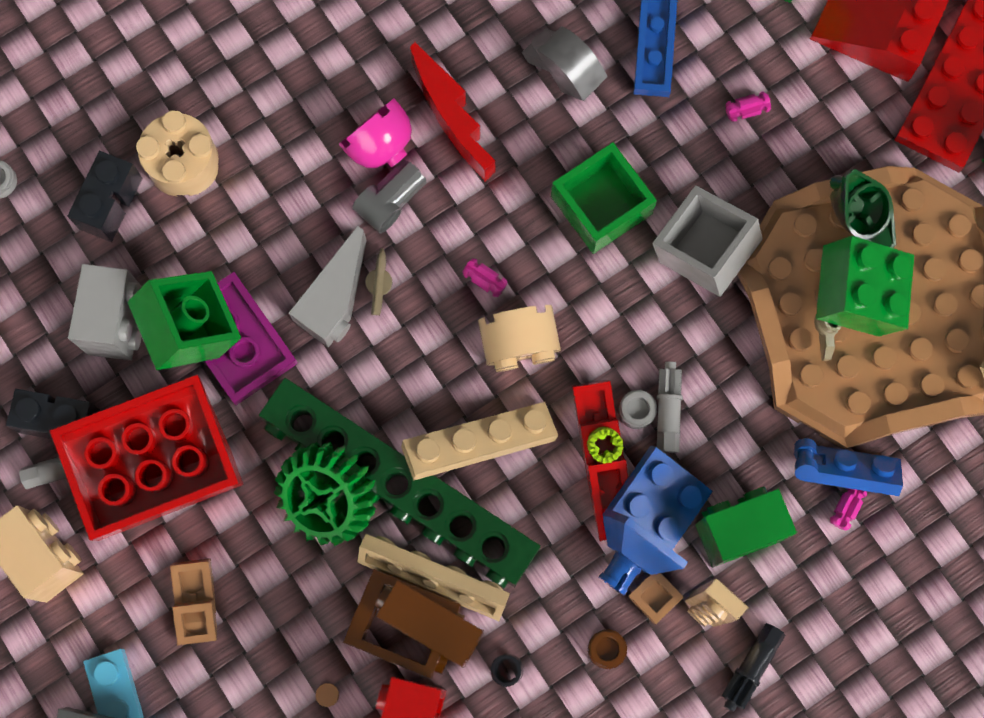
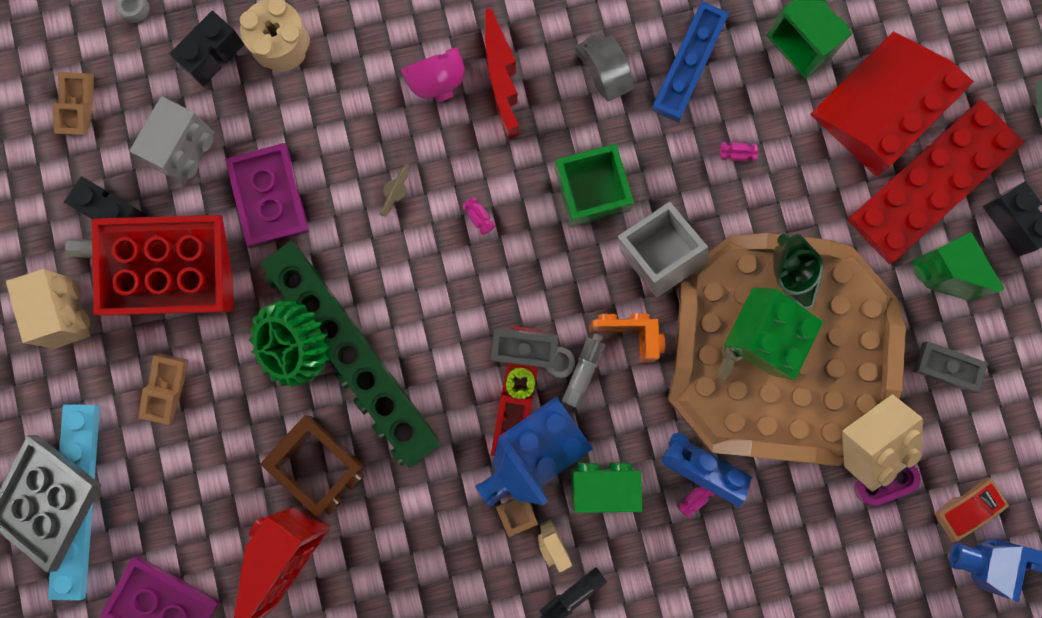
camera: 20 degrees right, 5 degrees up
(183, 319) = (225, 167): green brick -> none
(327, 695) = (239, 497): medium nougat sticker -> none
(331, 297) = (352, 189): light grey slope -> none
(383, 203) = (420, 128): dark grey piece -> none
(419, 570) = (342, 428): tan plate -> none
(428, 623) = (323, 477): reddish brown window -> none
(479, 440) = (423, 344): tan plate -> none
(500, 673) = (375, 530): black hinge -> none
(519, 336) = (486, 273): tan brick -> none
(595, 403) = (524, 347): none -> dark grey plate
(607, 649) = (464, 541): reddish brown tile -> none
(728, 341) = (650, 341): none -> orange bracket

